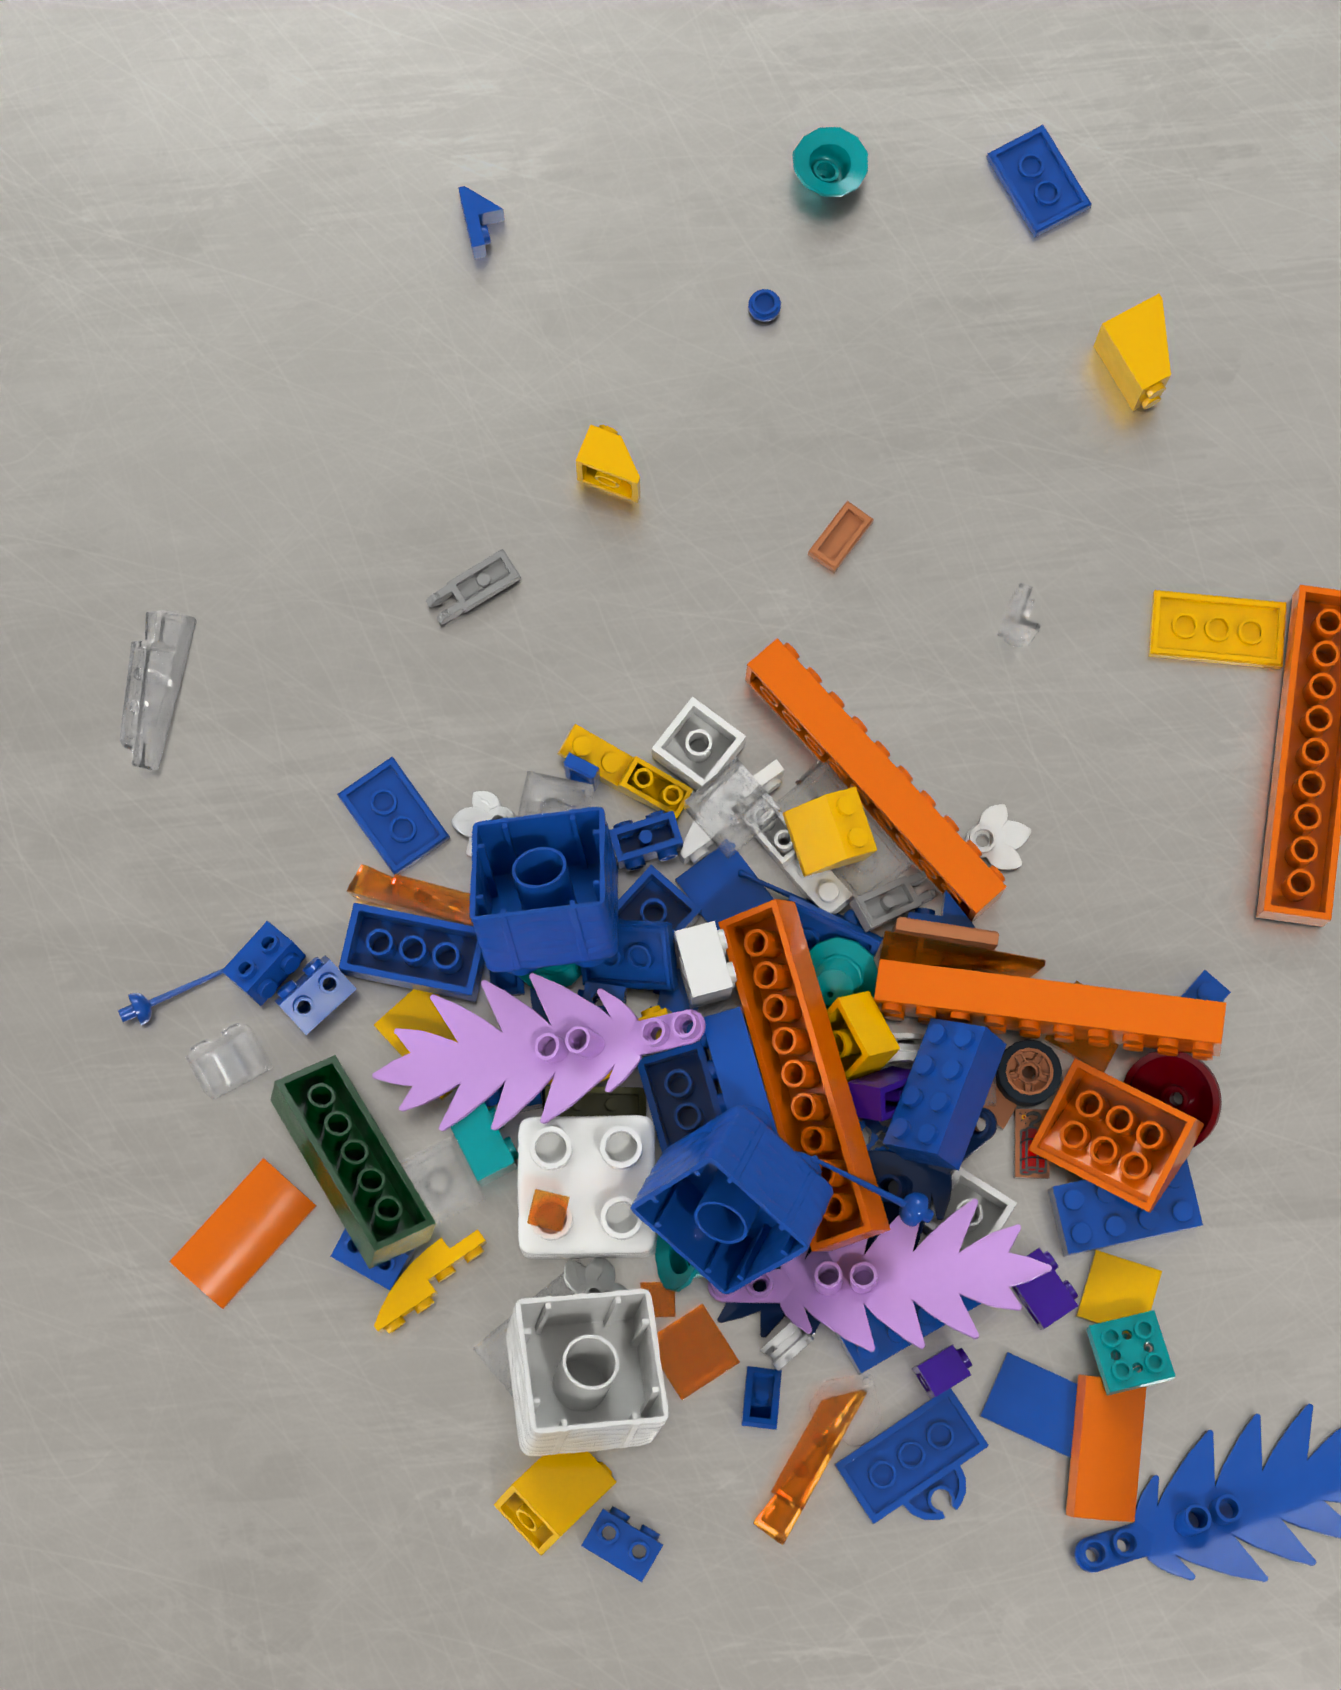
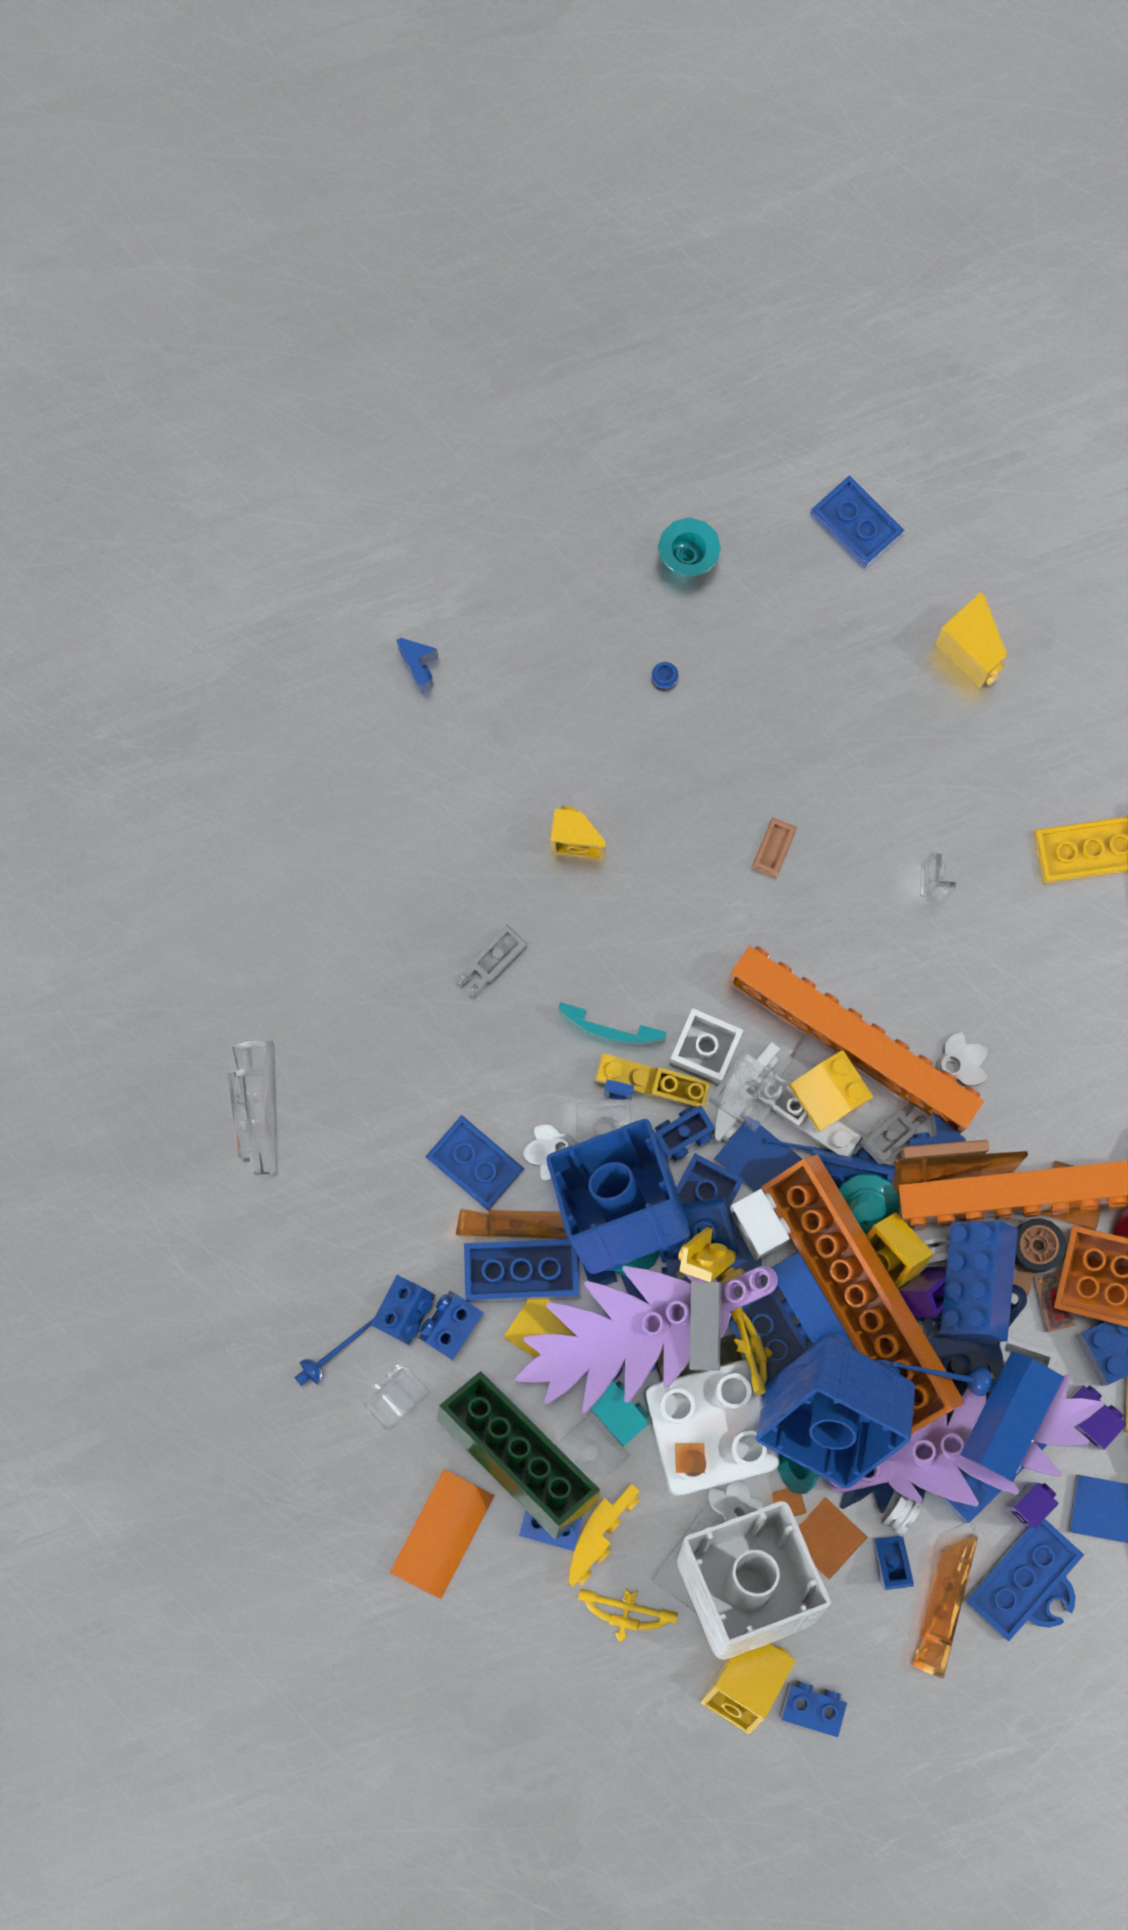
camera: 10 degrees left, 0 degrees up
(428, 1388) = (627, 1604): none -> yellow piece
(607, 1063) = (705, 1326): none -> light grey tile
(626, 986) = (703, 1258): none -> yellow bracket
(630, 718) = (645, 1037): none -> teal slope
(652, 1142) = (756, 1347): none -> yellow piece
(941, 1257) = (1012, 1415): none -> blue slope

